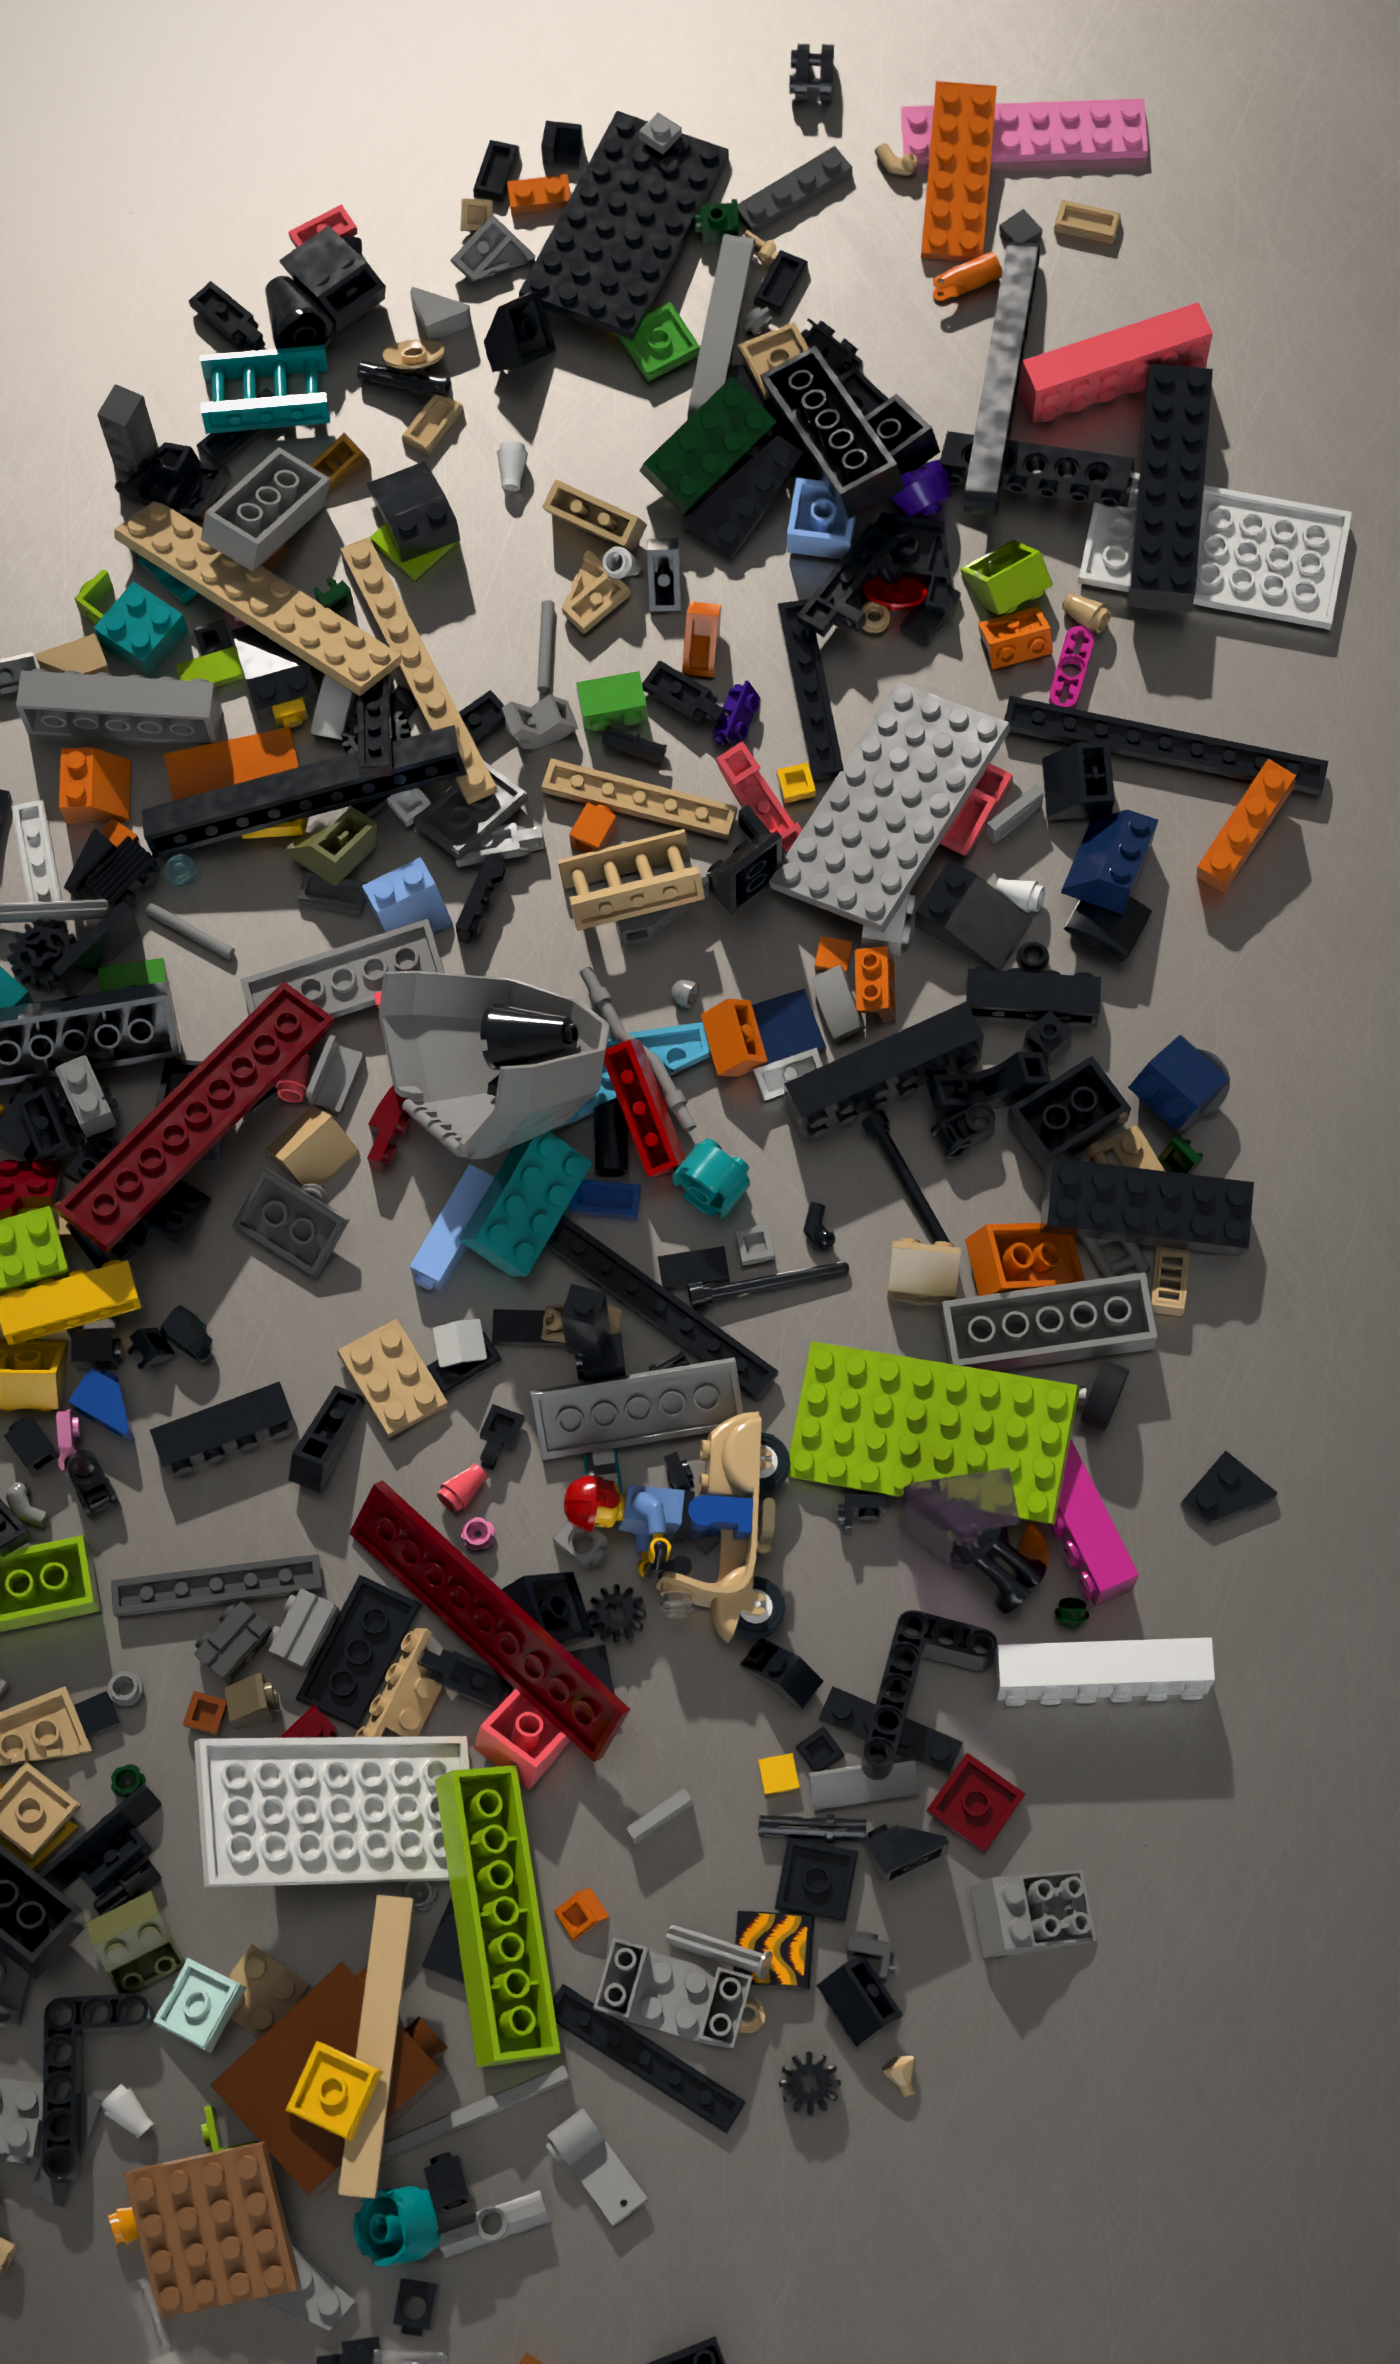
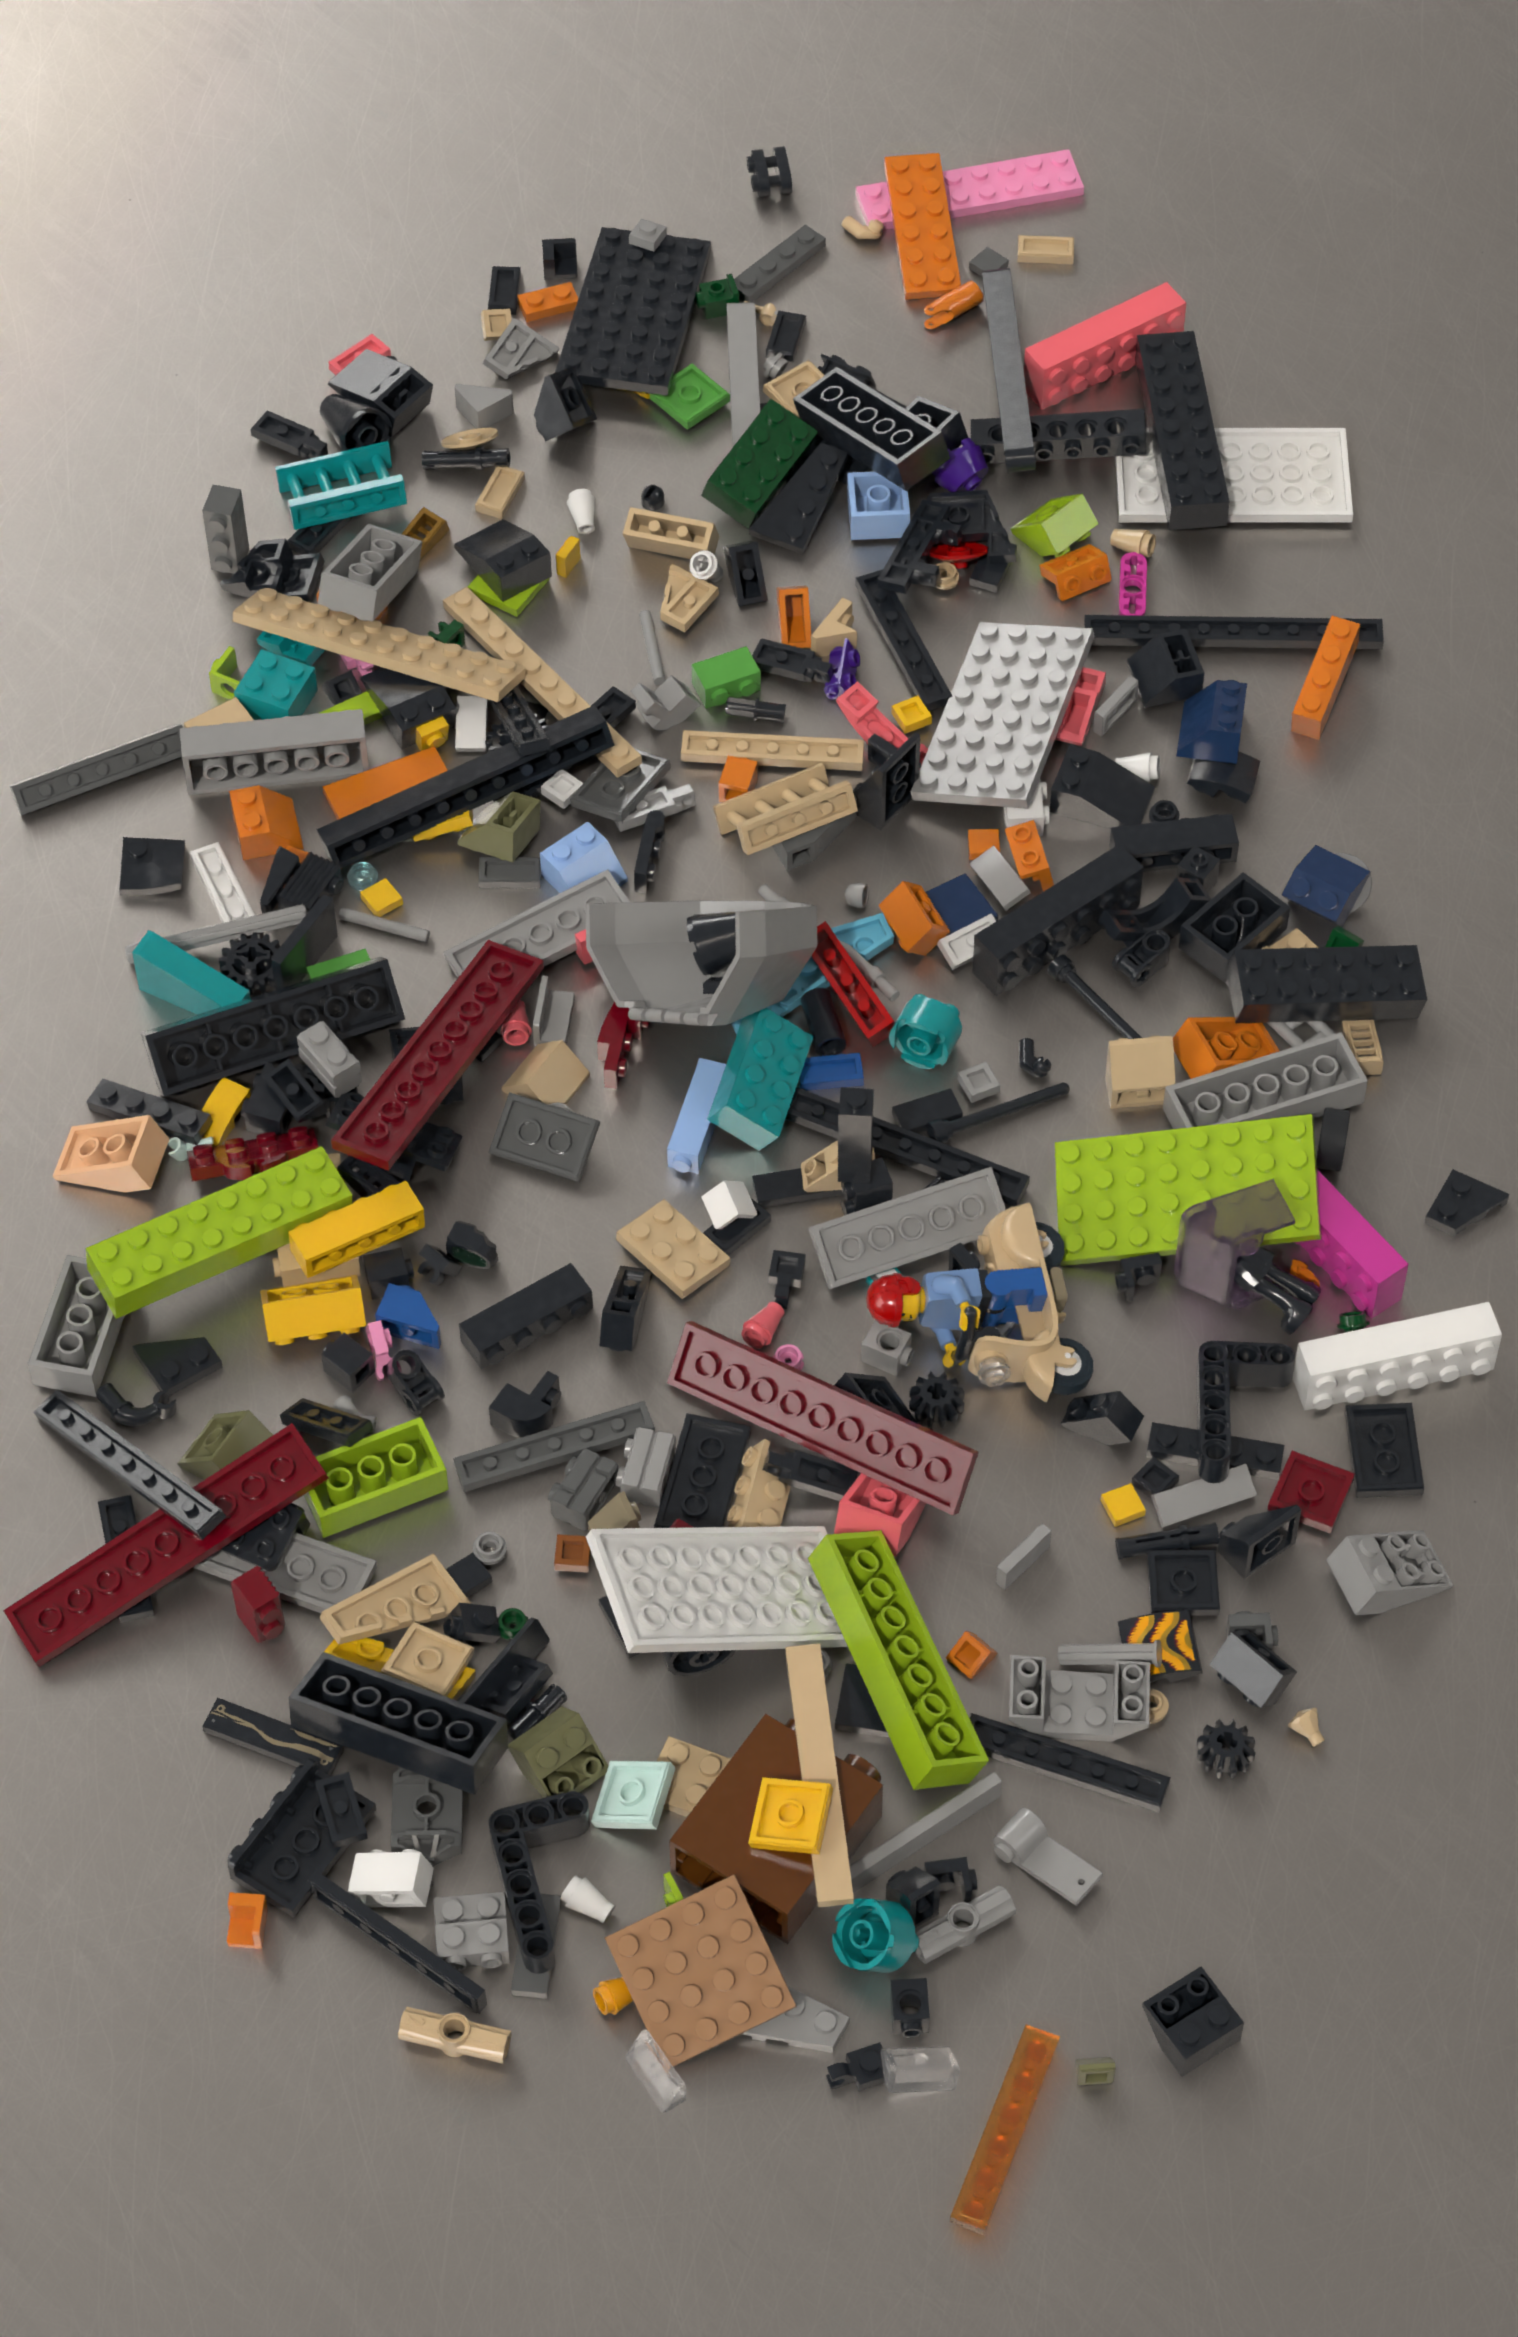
camera: 15 degrees left, 15 degrees down
(86, 1773) = (472, 1623): none -> black bracket
(194, 898) = (381, 898): none -> yellow tile
(196, 1543) = (525, 1413): none -> black brick
(482, 520) = (568, 556): none -> yellow tile
(489, 2164) = (954, 1873): none -> black bracket
(594, 463) = (656, 499): none -> black hinge
(738, 664) = (834, 629): none -> tan slope
(1066, 1767) = (1384, 1450): none -> black tile

